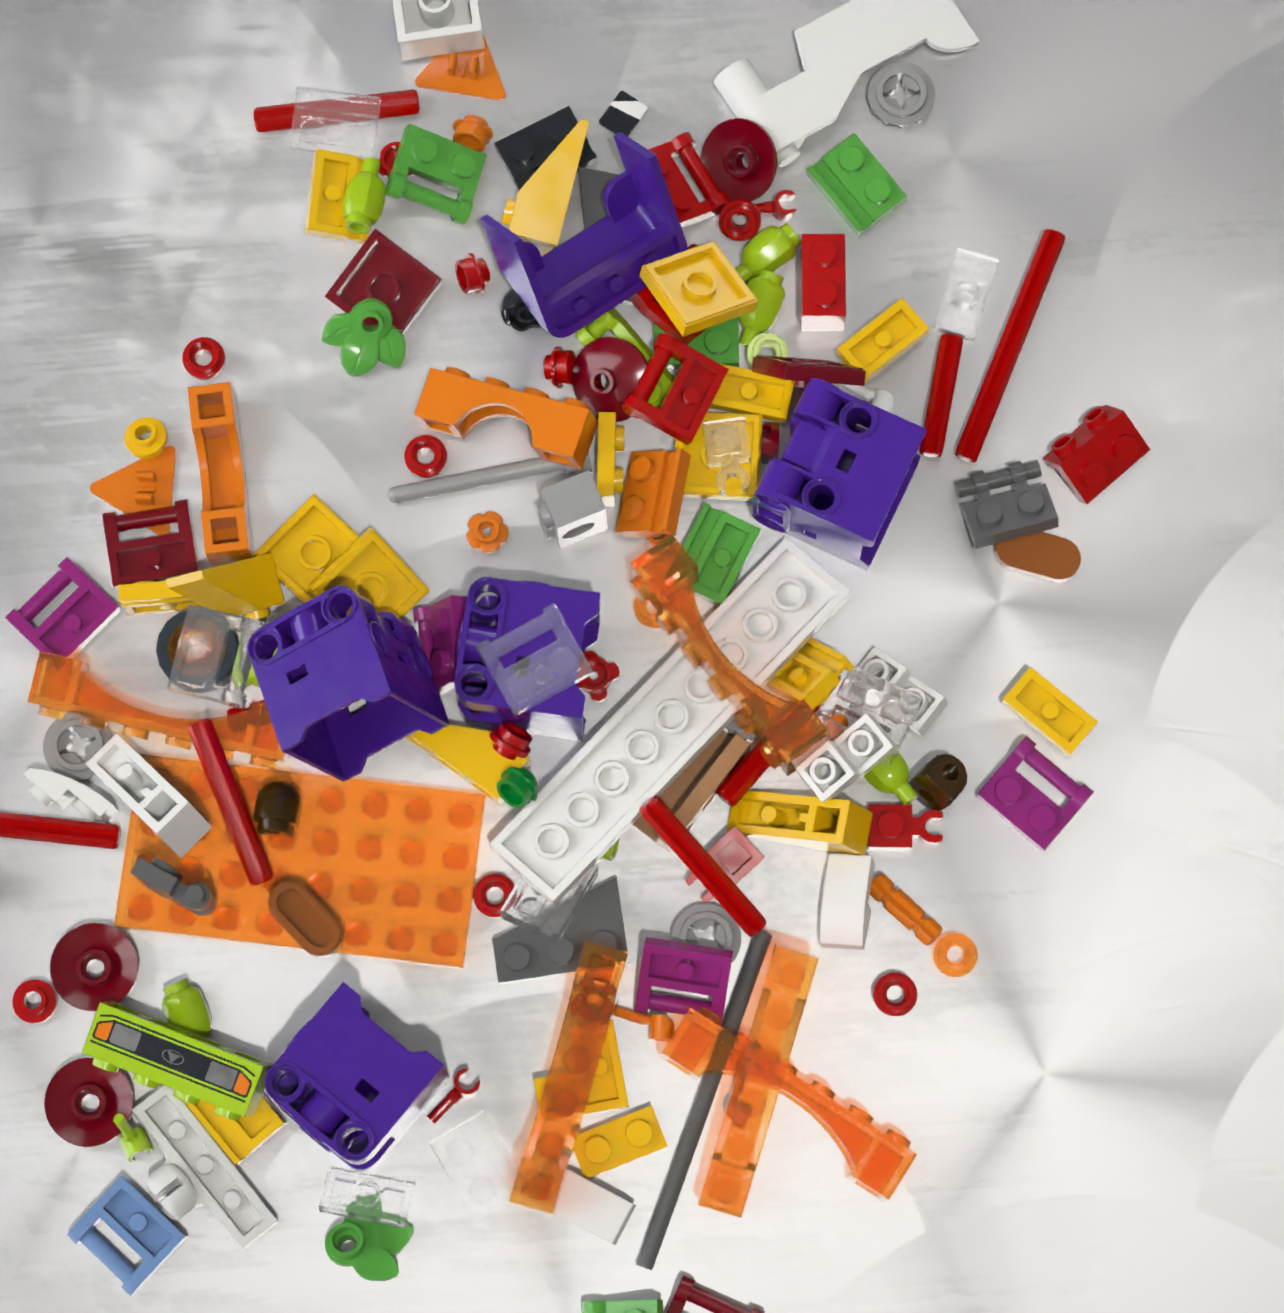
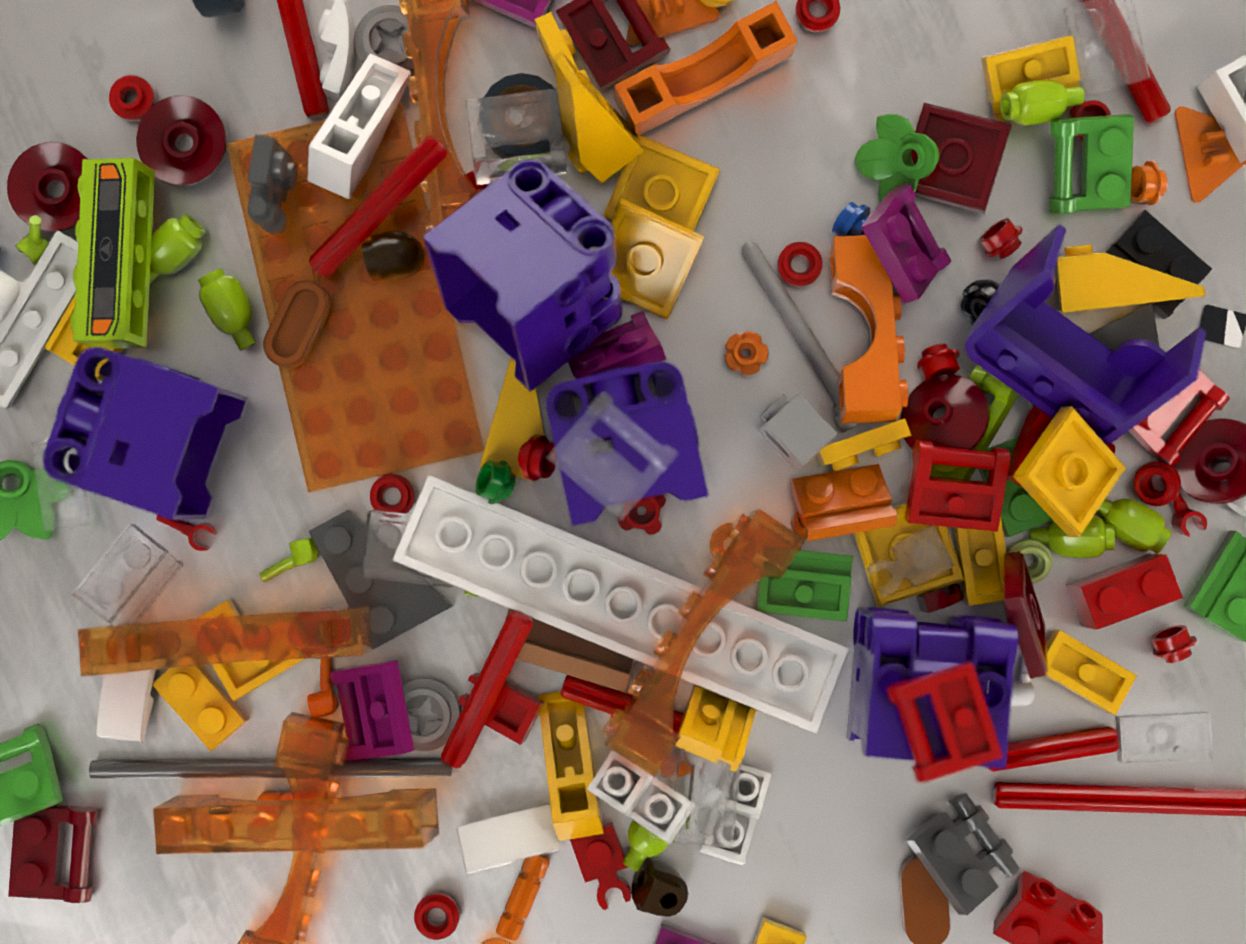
camera: 70 degrees right, 10 degrees up
(263, 981) = (227, 306): none -> lime plant
(406, 395) = (851, 220): none -> blue plate
(444, 356) = (905, 243): none -> magenta plate
(517, 997) = (302, 553): none -> lime hand
(866, 448) = (960, 716): none -> red plate
(886, 257) = (1173, 643): none -> red plate

